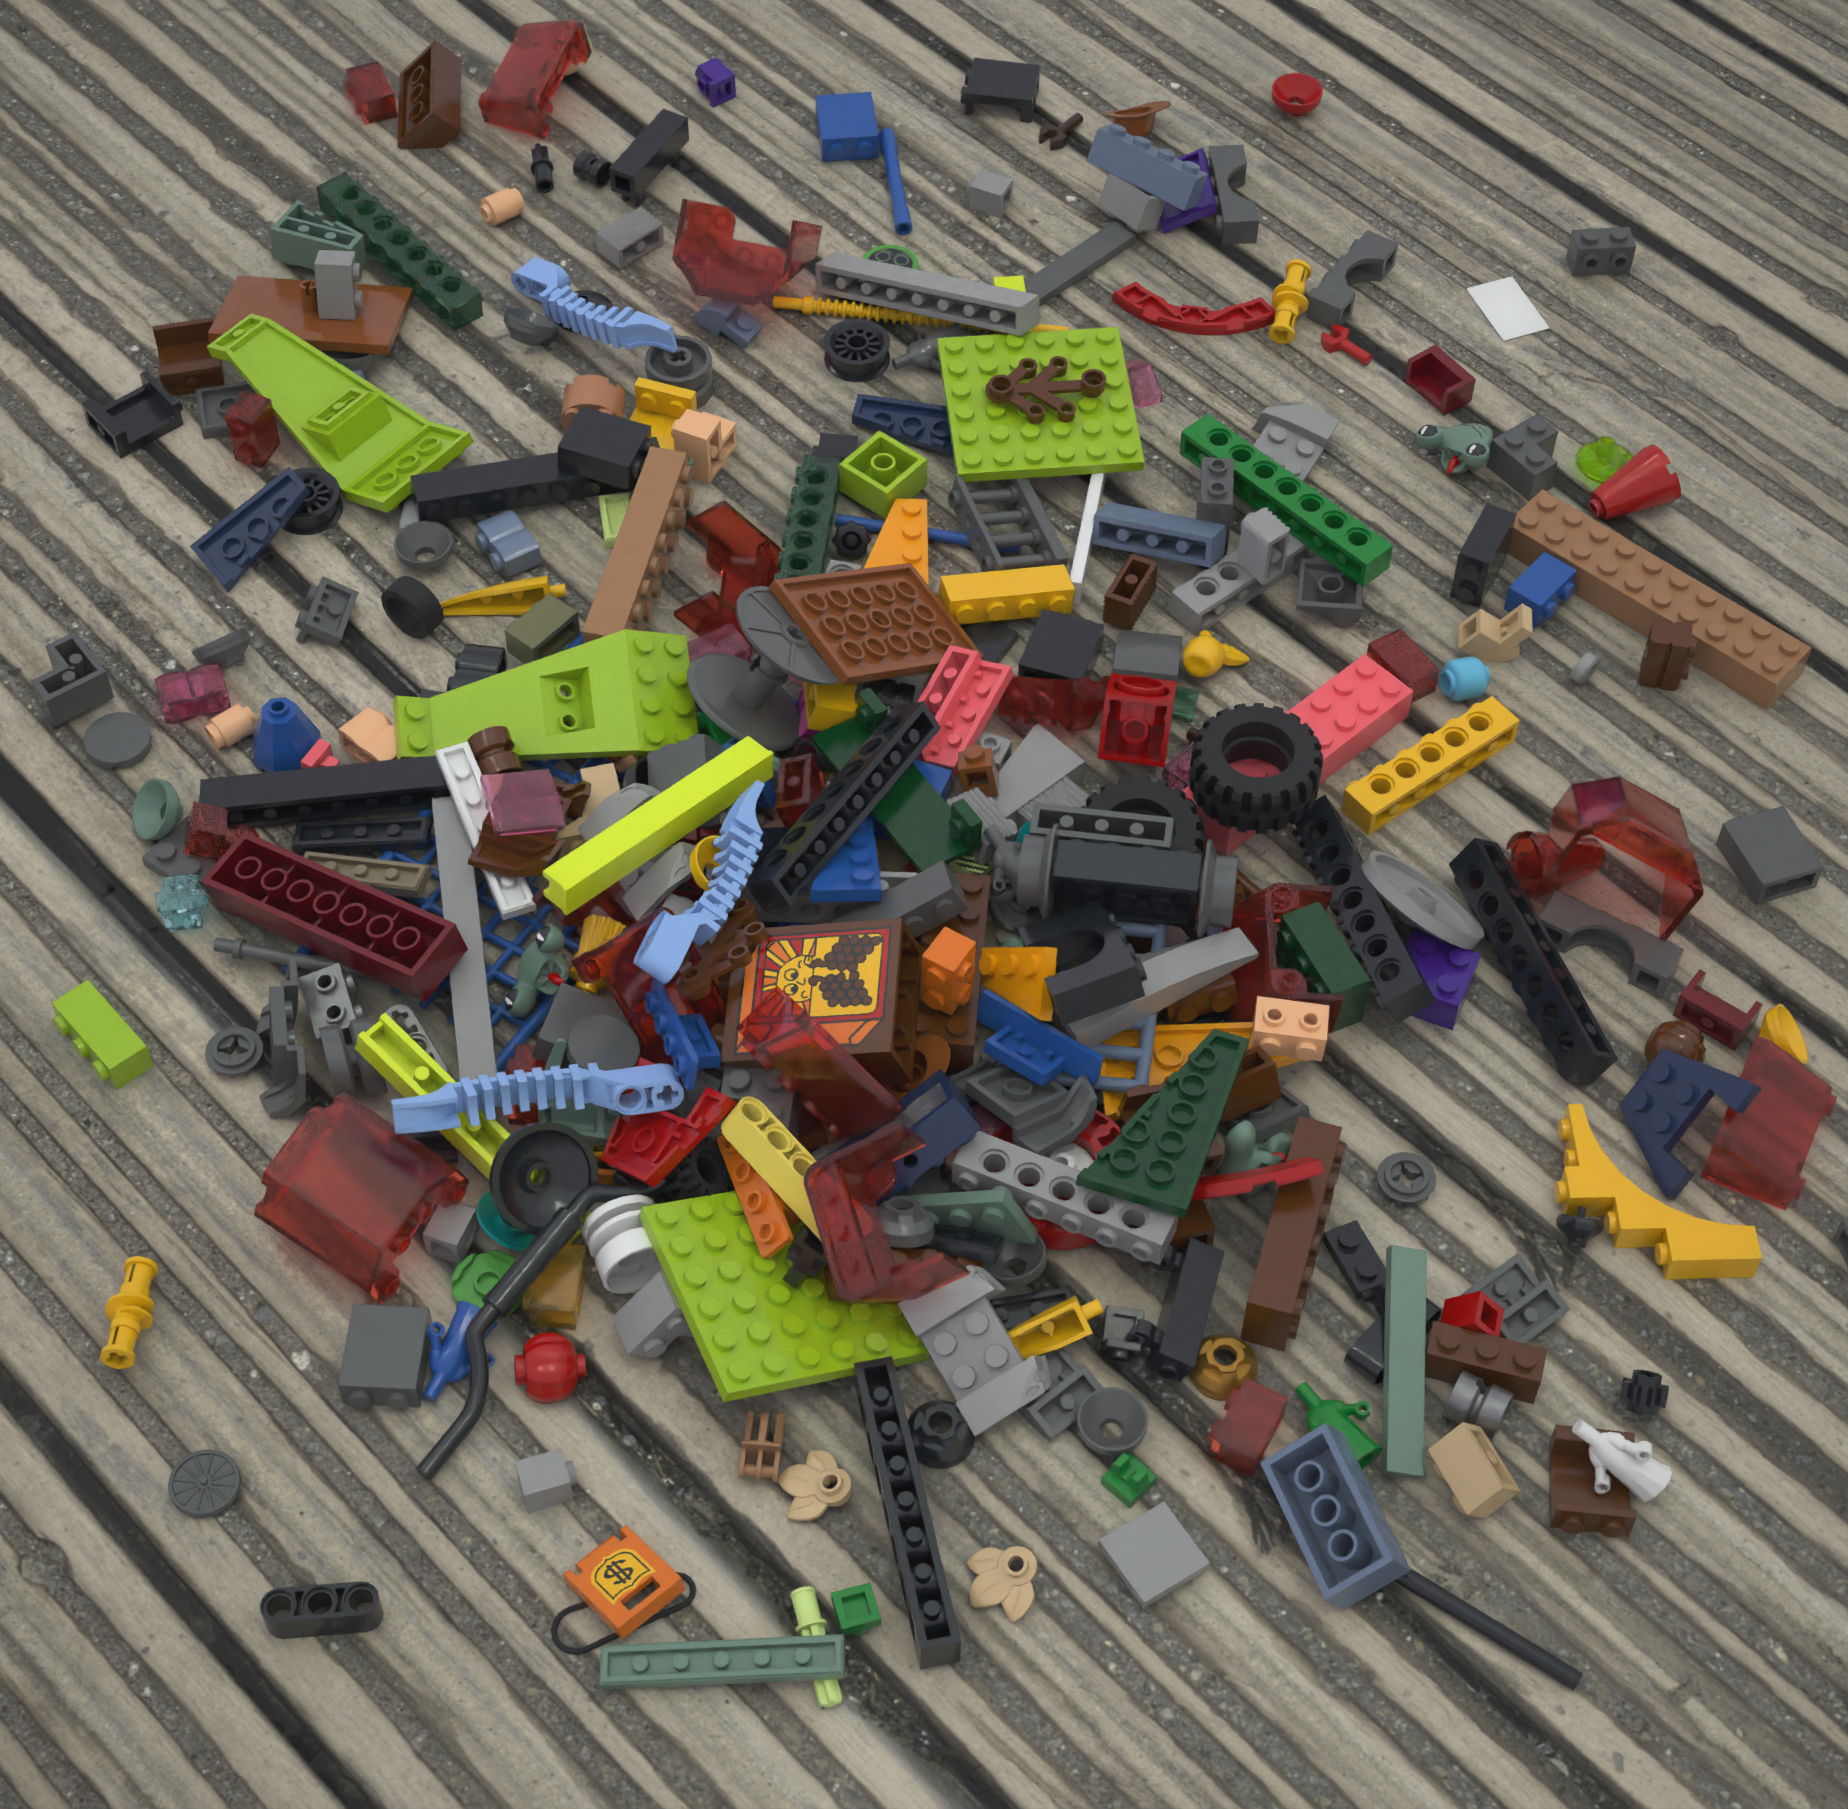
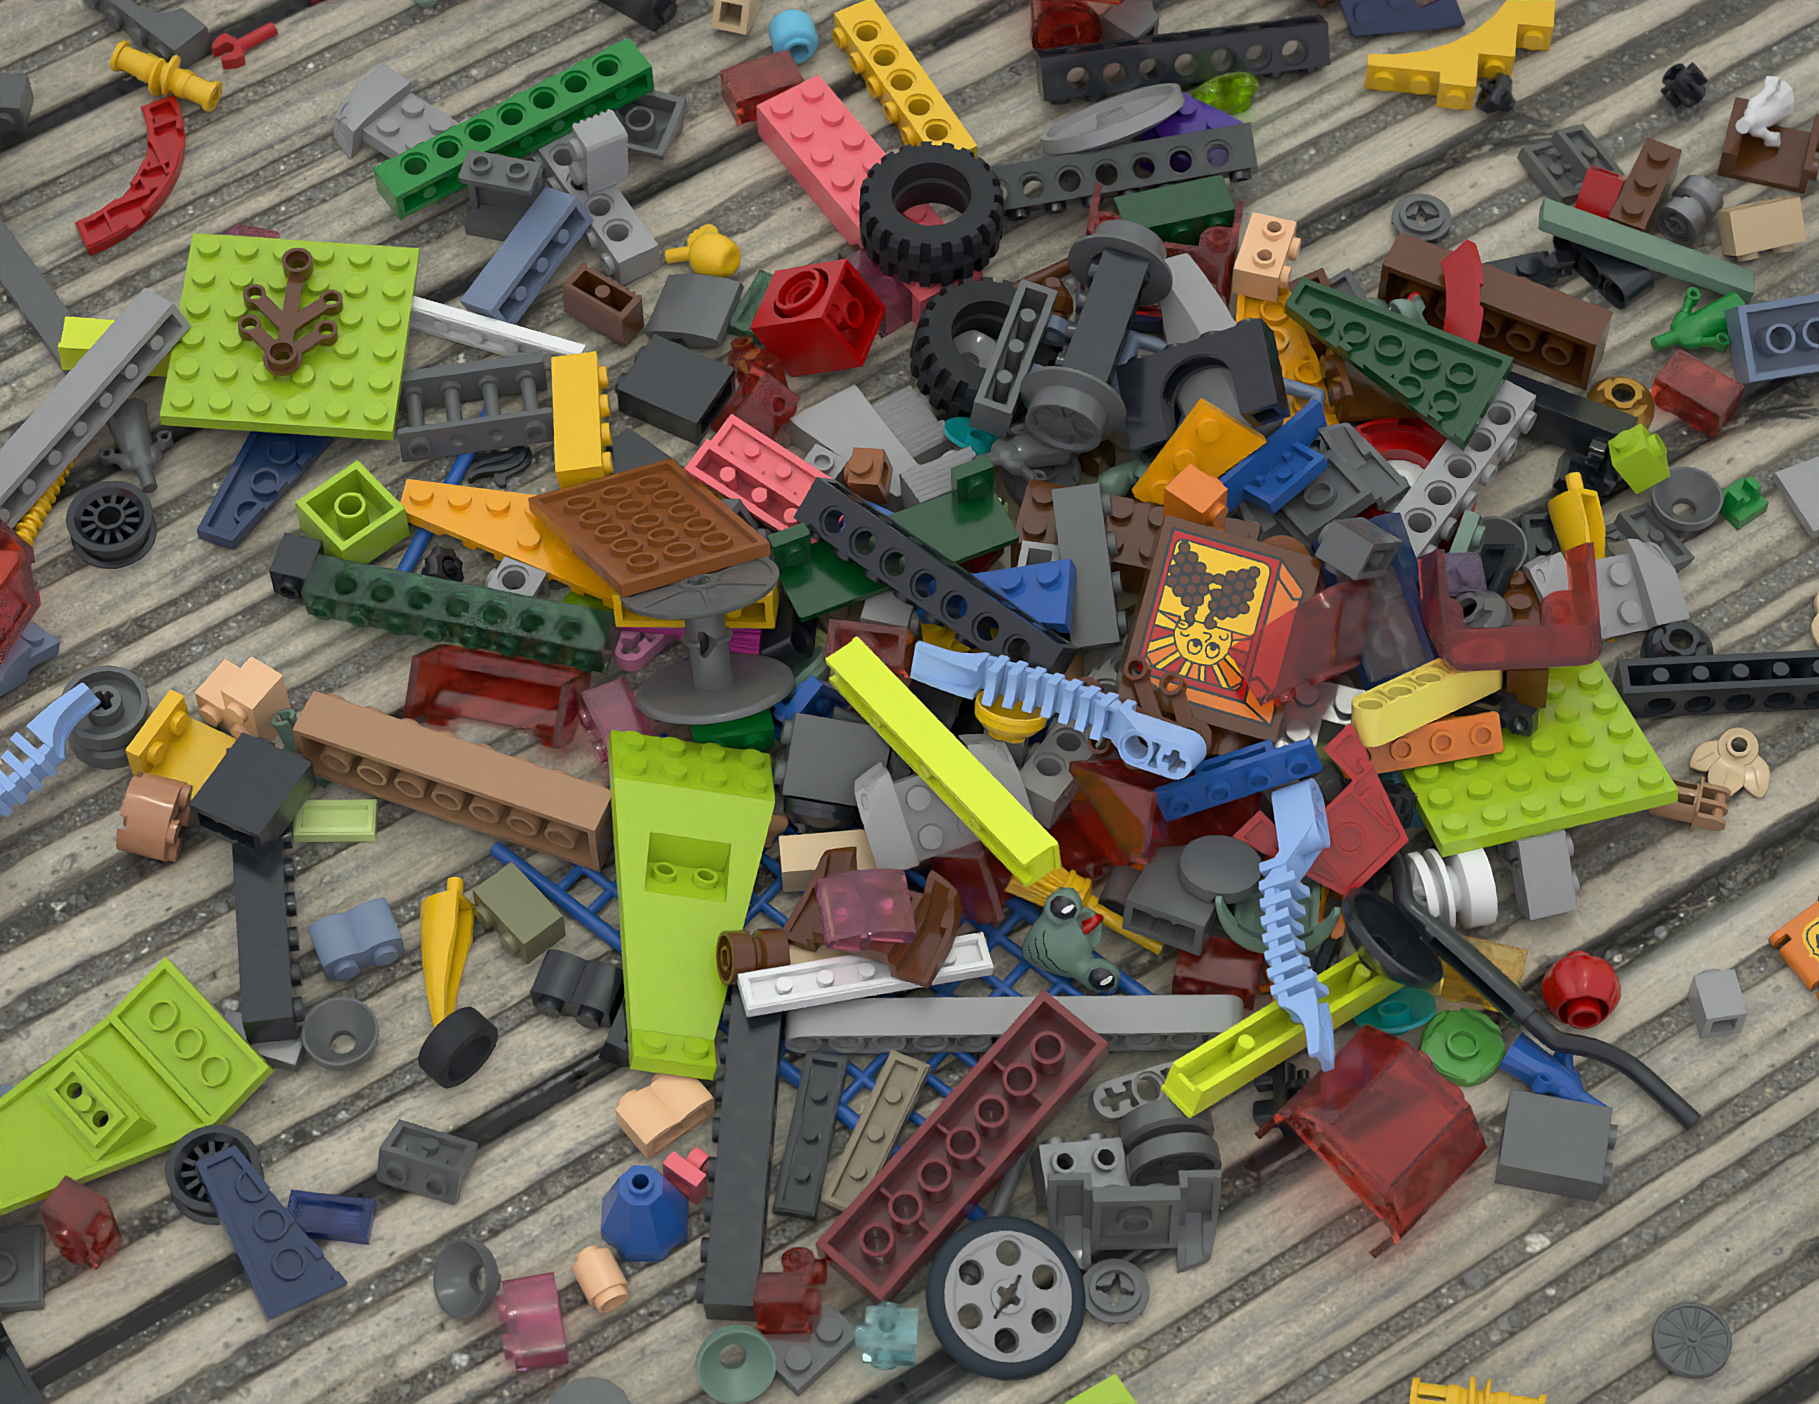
camera: 80 degrees left, 5 degrees up
(175, 959) = (948, 1293): none -> wedge
(280, 571) = (333, 1216): none -> clear blue tile
(908, 1077) = (1356, 548): none -> dark grey brick
(940, 1195) = (1464, 573): none -> clear purple bracket
(965, 559) = (500, 464): none -> black piece
(1139, 1365) = (1639, 458): none -> lime brick
(1496, 992) = (1229, 91): none -> clear neon green dish

